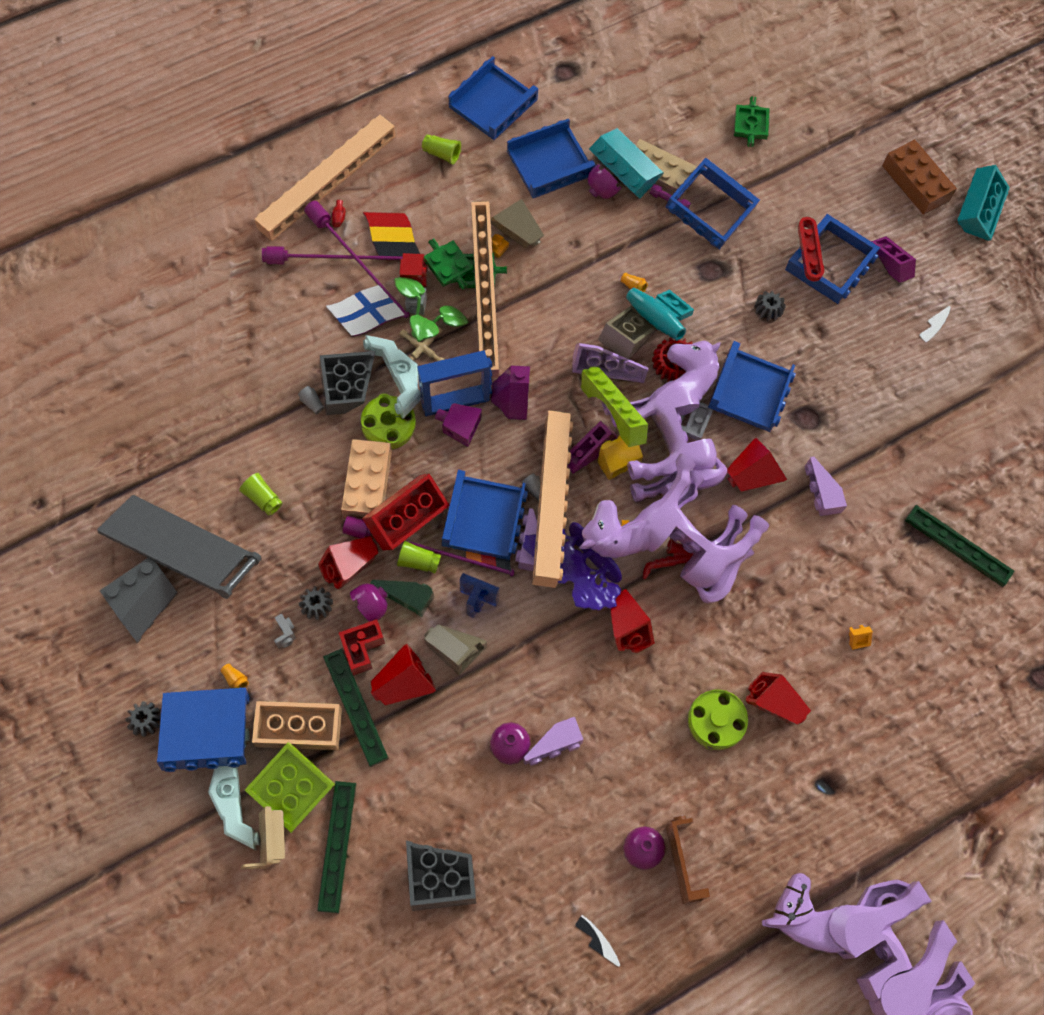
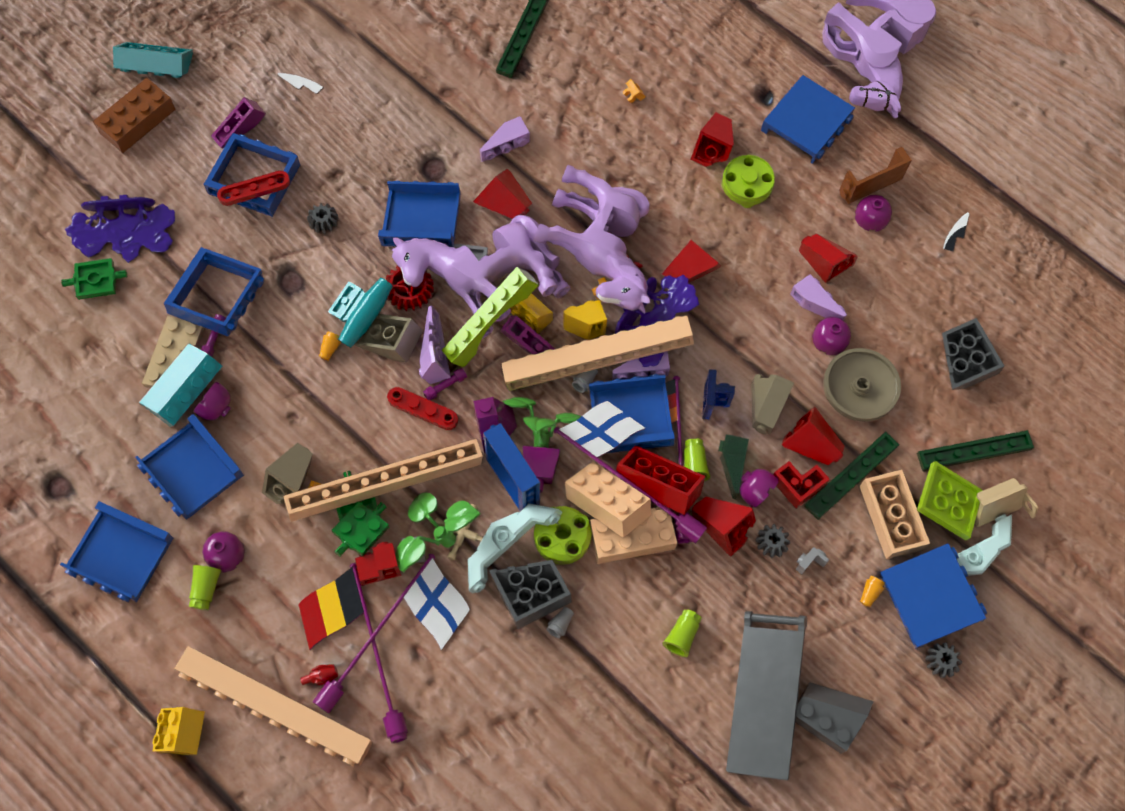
camera: 105 degrees left, 0 degrees up
(331, 112) = (178, 731): none -> yellow slope
(401, 460) = (608, 499): none -> light nougat brick
(443, 748) = (862, 384): none -> dark tan dish
(467, 472) = (604, 430): none -> flag
(468, 168) = (223, 551): none -> magenta cylinder
(488, 413) = (540, 425): none -> bright green plant
(550, 344) = (422, 408): none -> red plate
(572, 380) = (431, 393): none -> magenta bar
(590, 498) = (585, 320): none -> yellow slope
(602, 769) = (826, 256): none -> red slope
(783, 818) = (809, 117): none -> blue panel
(795, 151) = (126, 231): none -> dark purple plant

